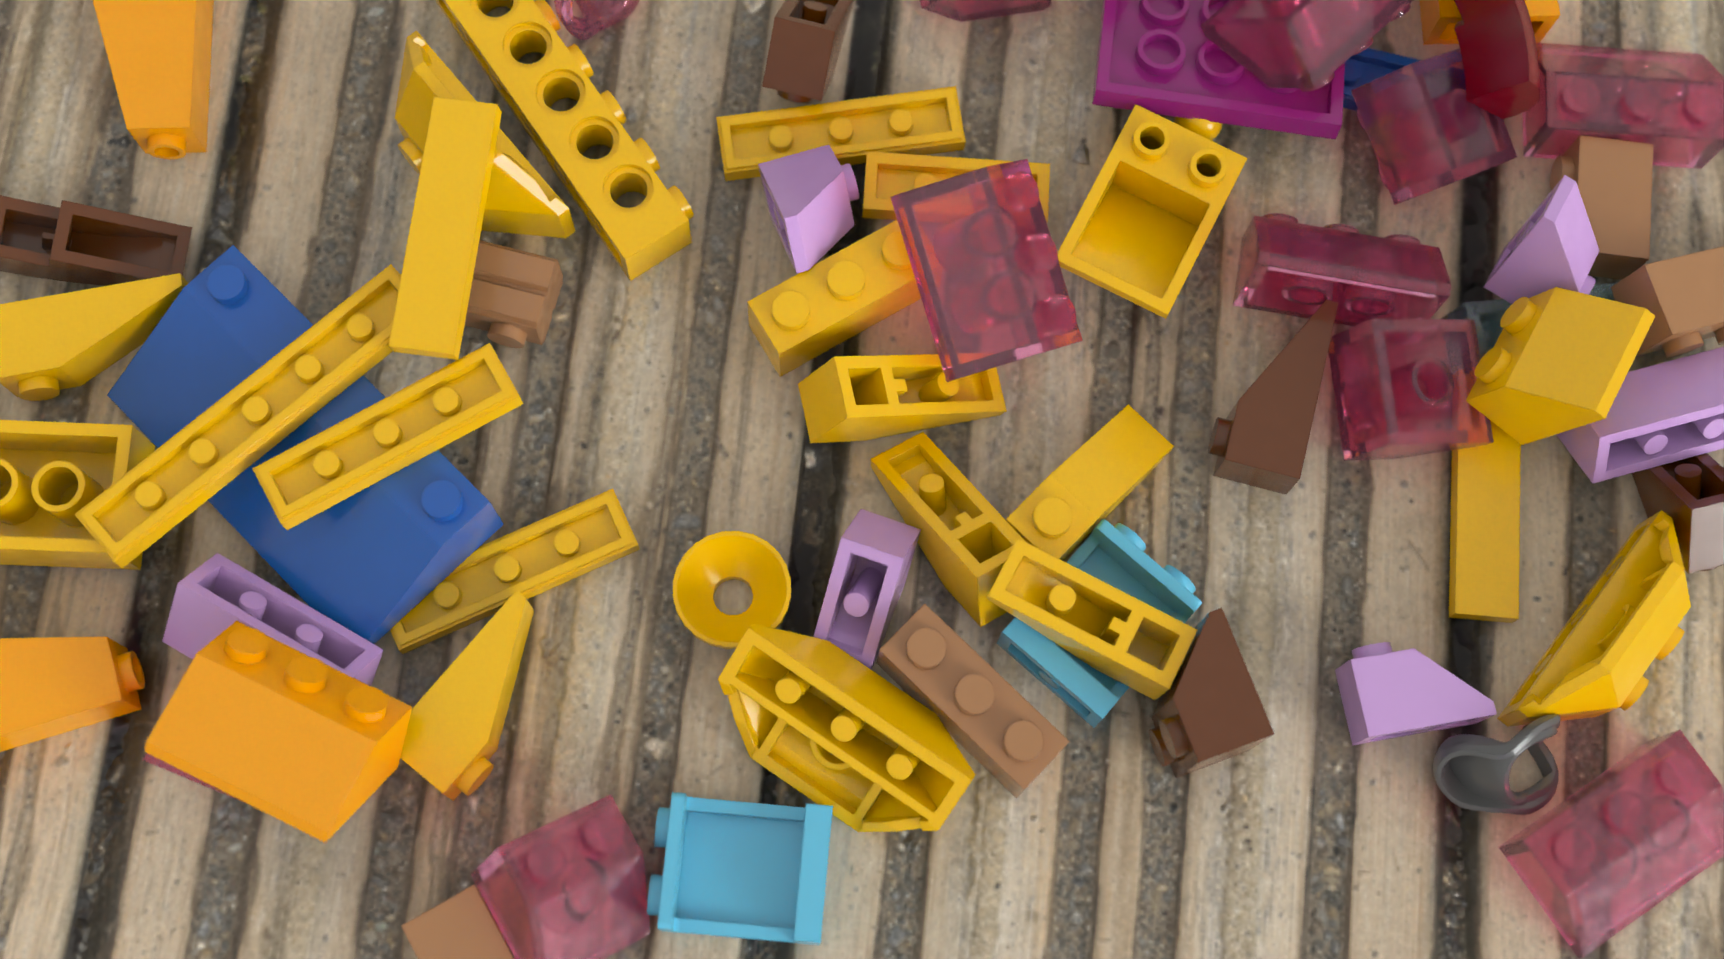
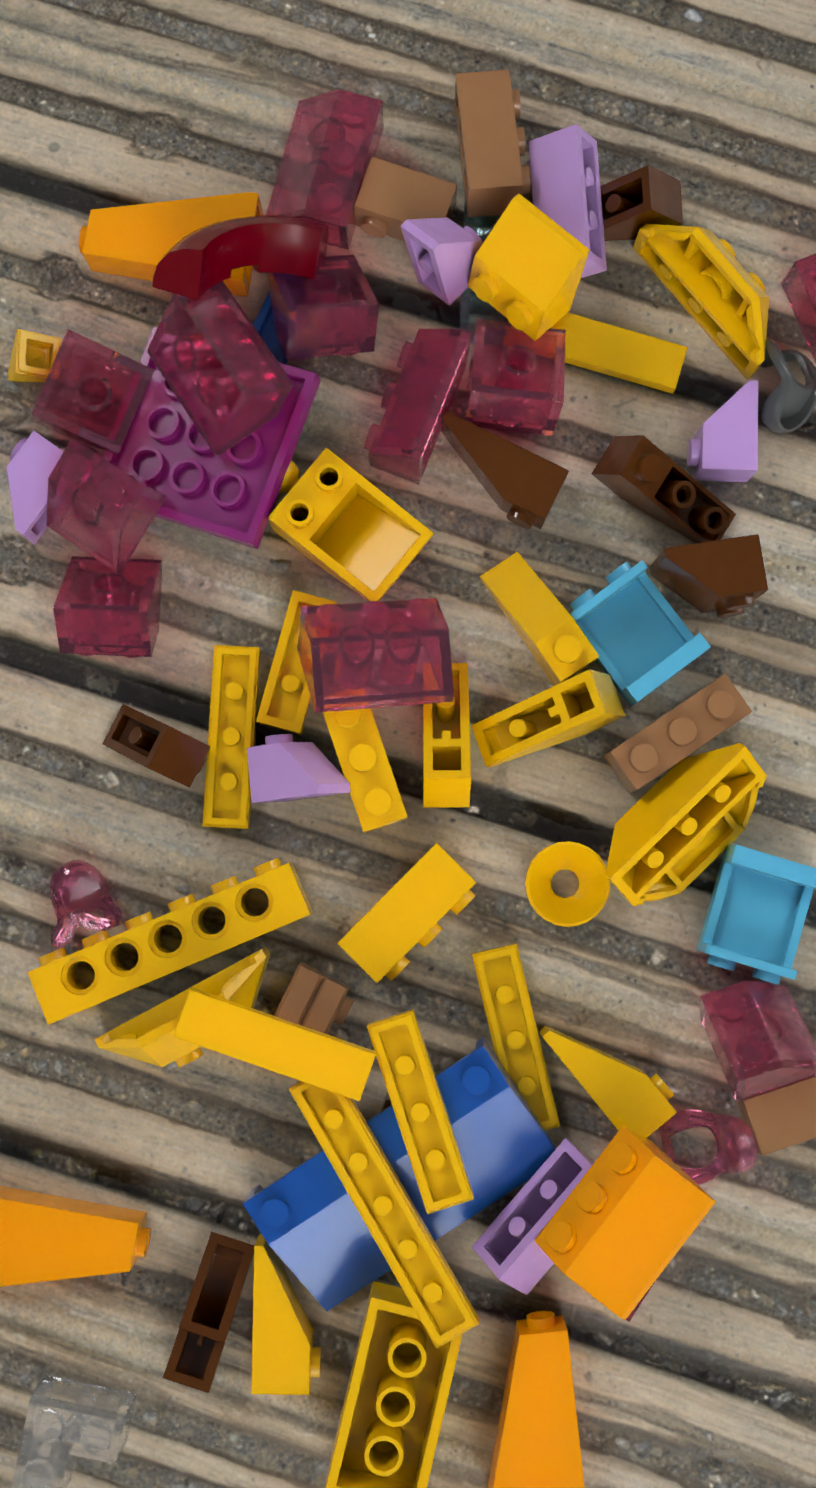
camera: 70 degrees left, 10 degrees up
(416, 888) = (735, 1143): none -> clear pink piece
(651, 392) = (408, 915): none -> yellow brick
(866, 584) = (580, 788): lavender slope -> none
(1093, 619) = (647, 638): yellow slope -> none
(1308, 622) = (662, 489): none -> reddish brown slope

